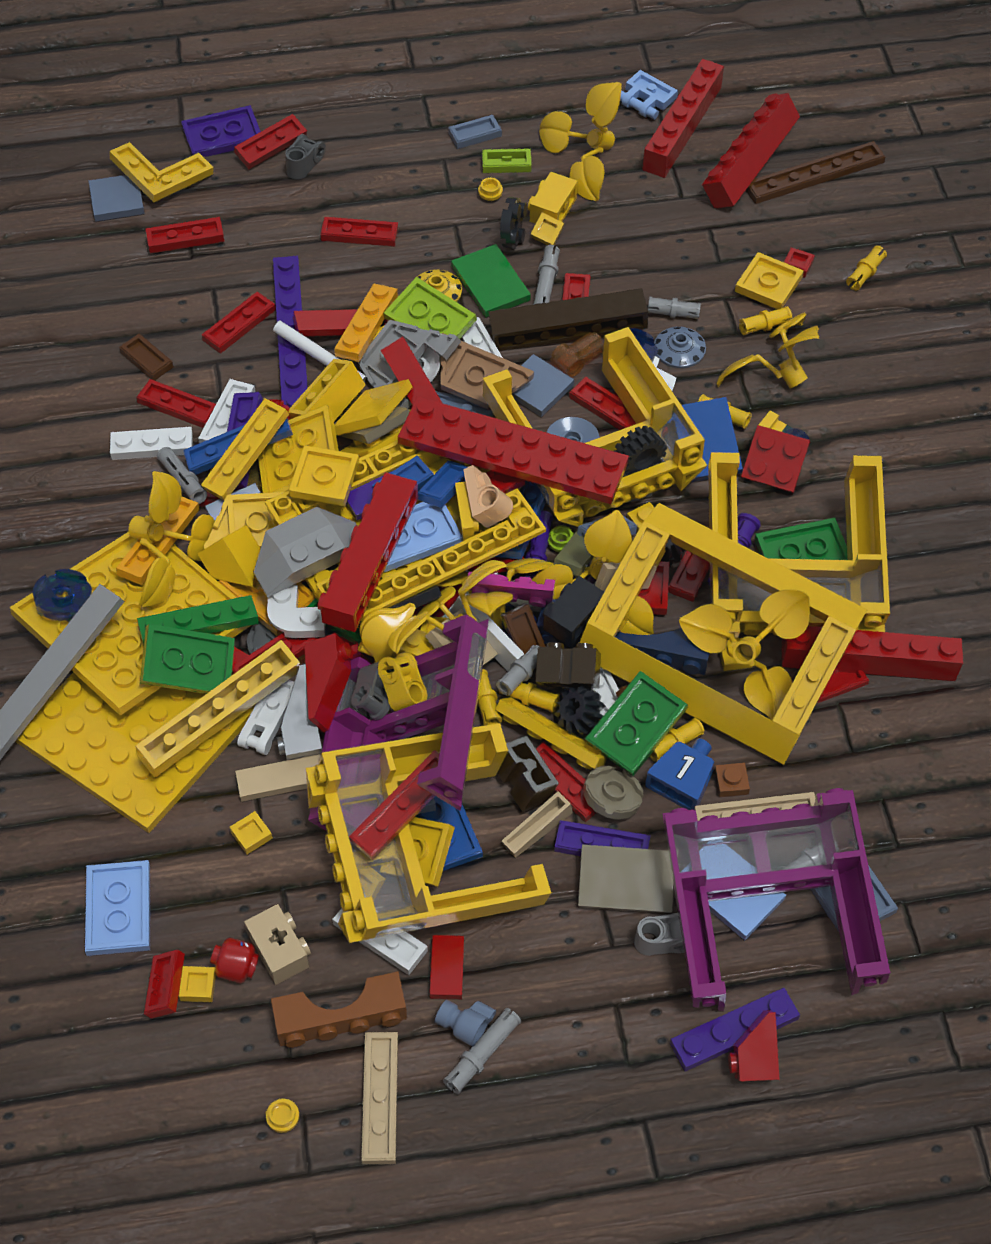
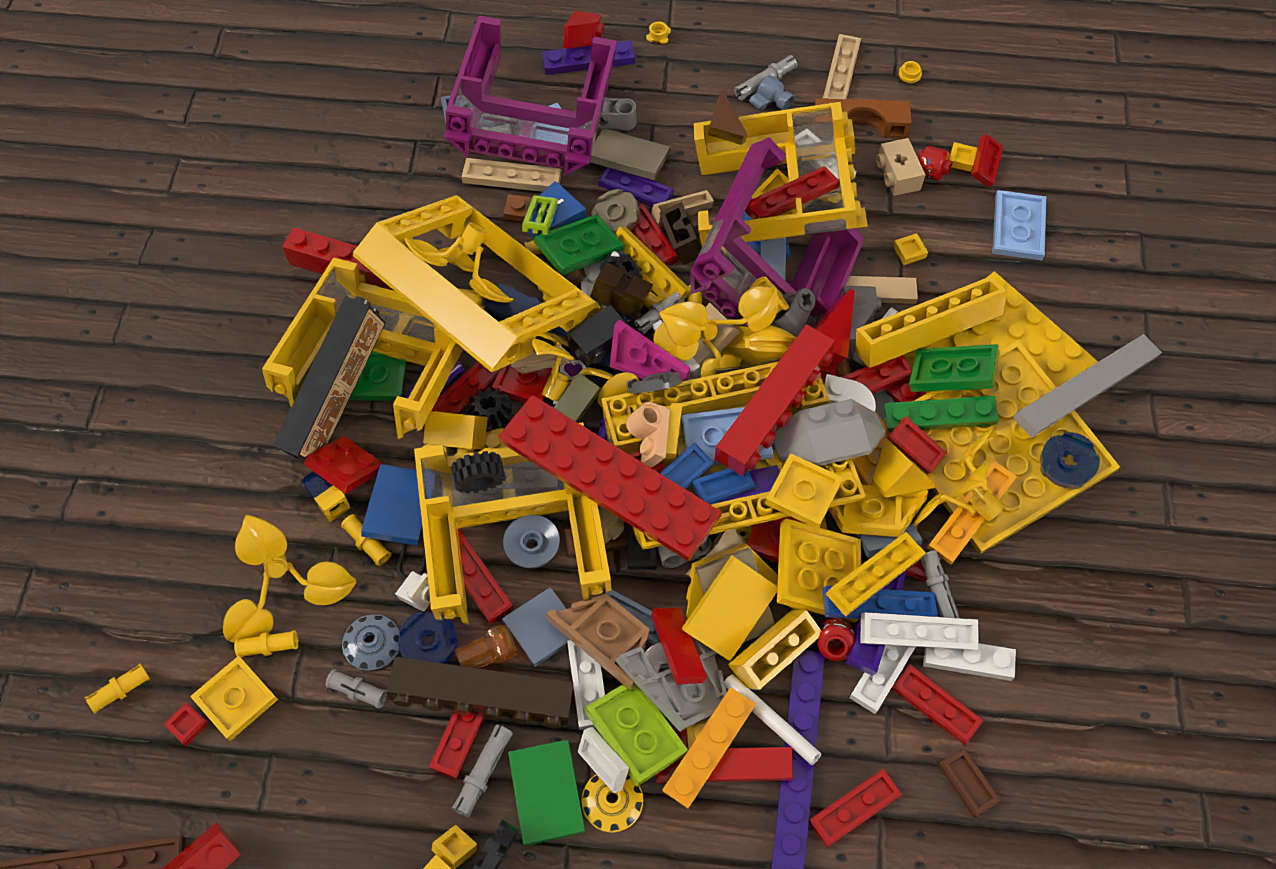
camera: 165 degrees left, 5 degrees up
(199, 426) = (919, 631): none -> white plate
(220, 582) = (916, 445): none -> red tile
(446, 290) = (603, 759): none -> white tile
(501, 543) = (654, 382): none -> dark grey tile
(505, 875) = (726, 123): none -> reddish brown slope
(656, 1086) = (658, 33): none -> yellow plate
(684, 499) = (455, 430): none -> yellow brick
(695, 760) = (538, 225): none -> lime tile
(821, 499) = (331, 378): none -> black brick

